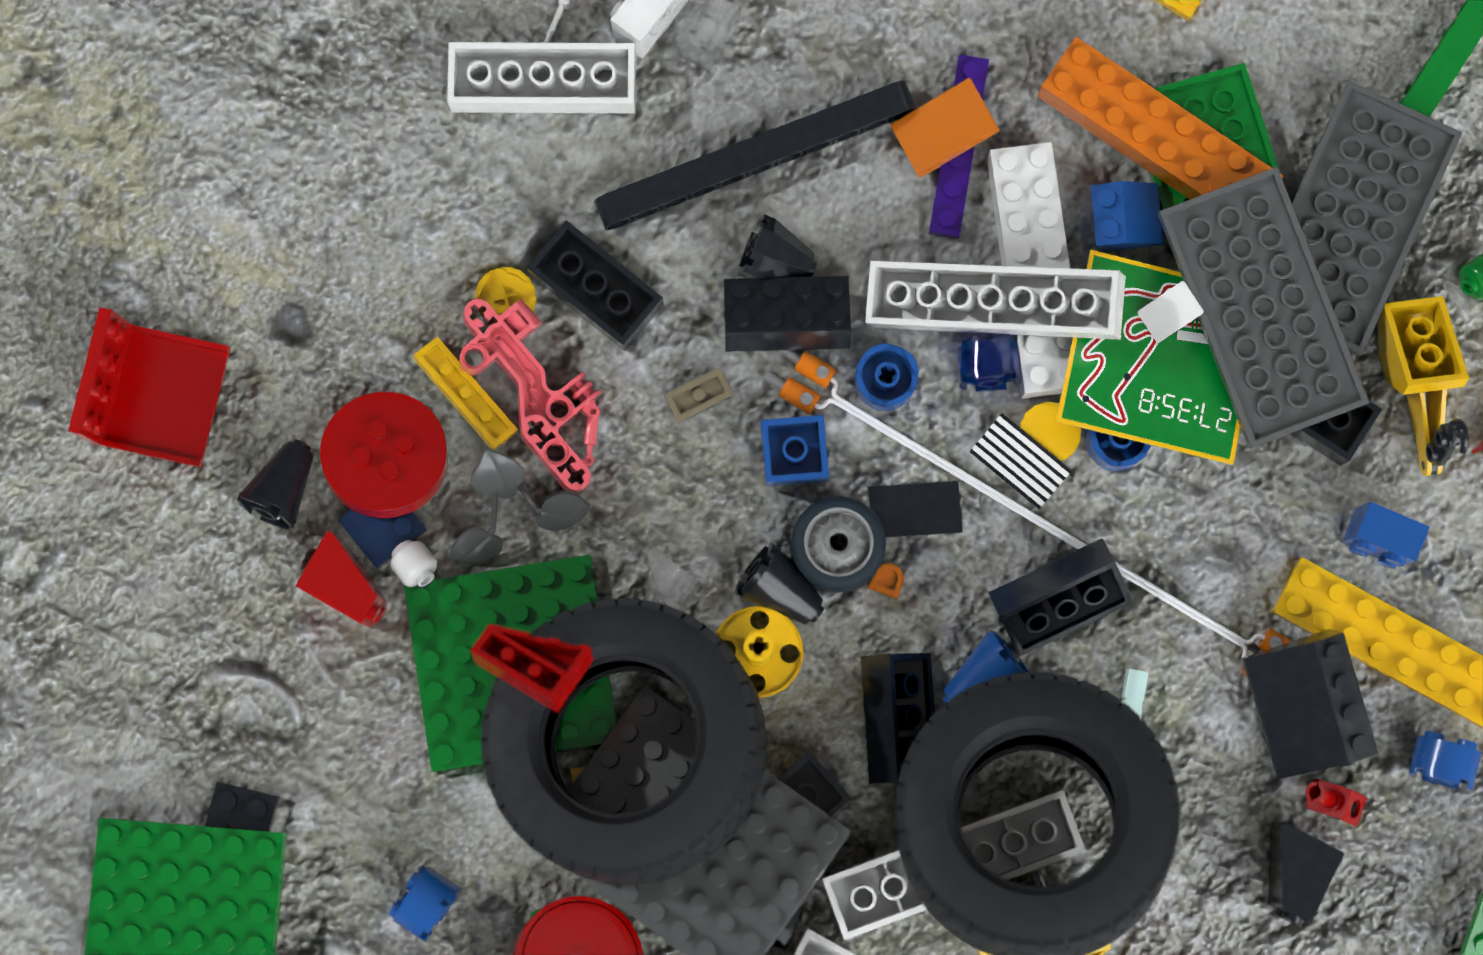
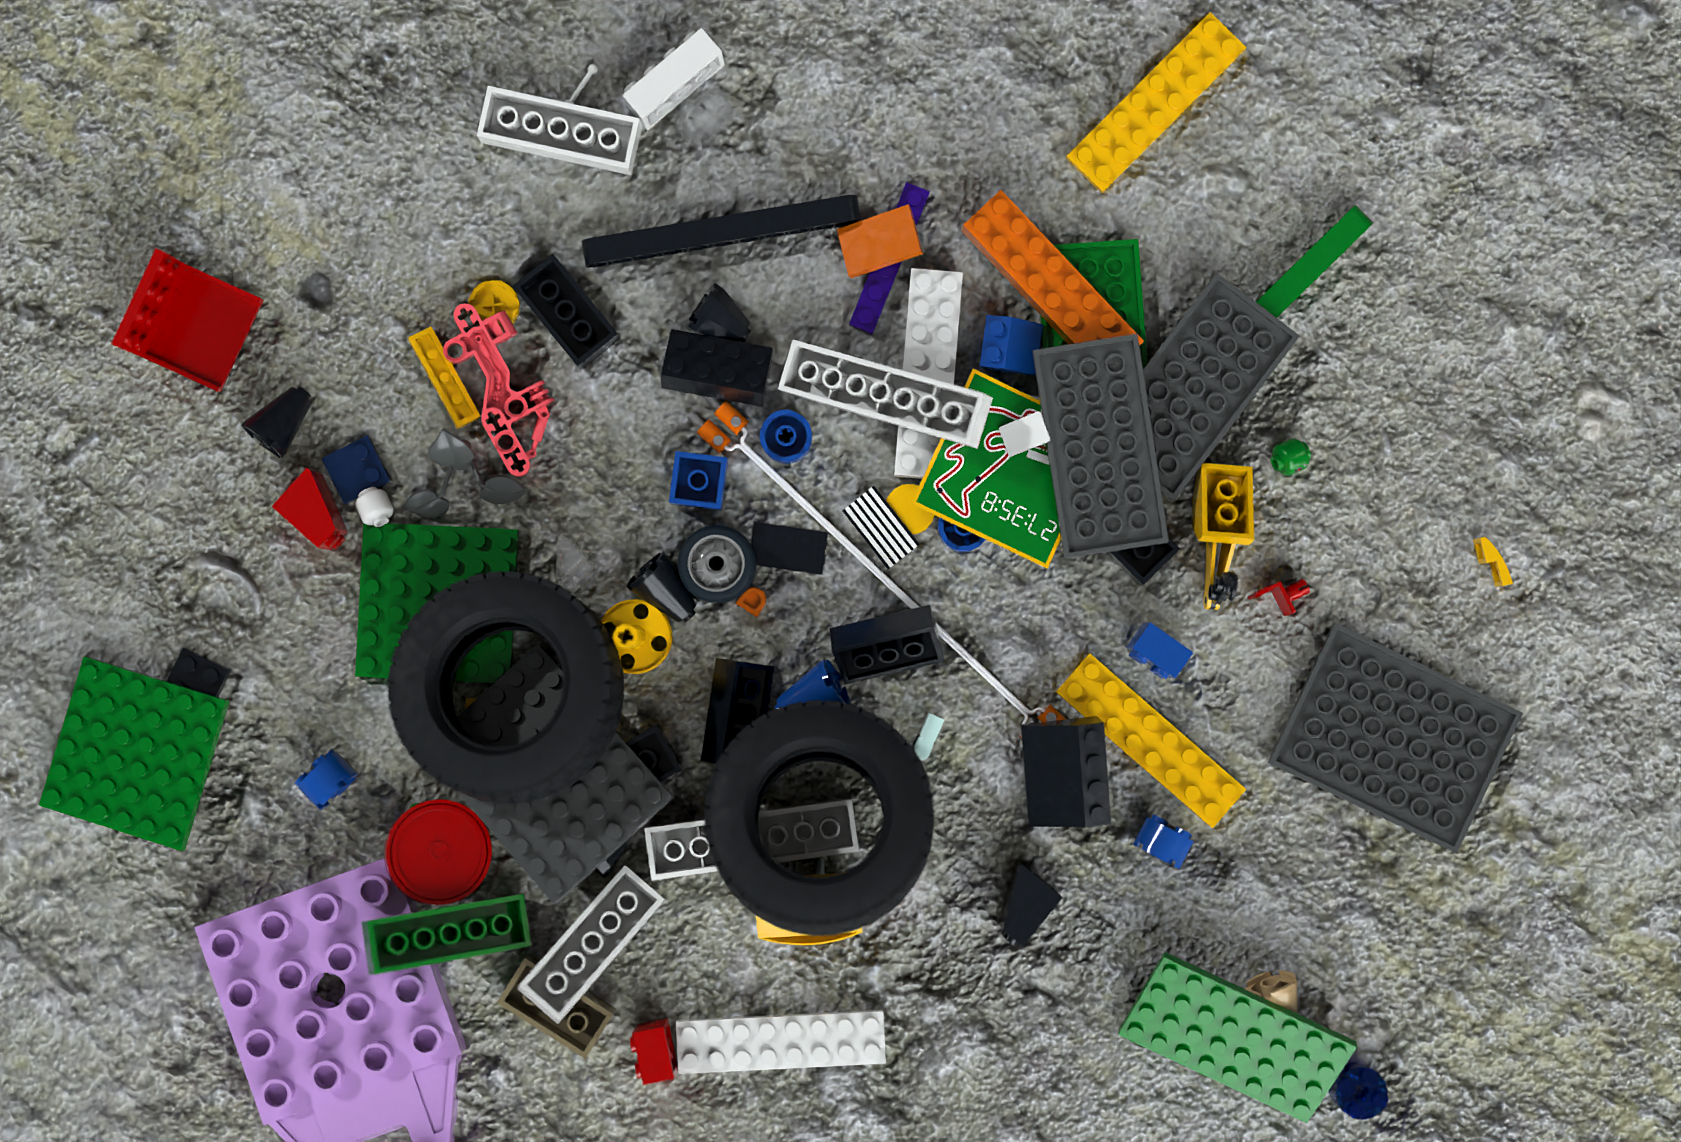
camera: 15 degrees right, 5 degrees up
(384, 454) = (368, 414): red brick -> none
(533, 664) = (442, 613): red wedge -> none
(699, 395) = (632, 419): dark tan plate -> none
(988, 363) = (871, 442): clear blue brick -> none
(1334, 801) = (1069, 853): red bracket -> none

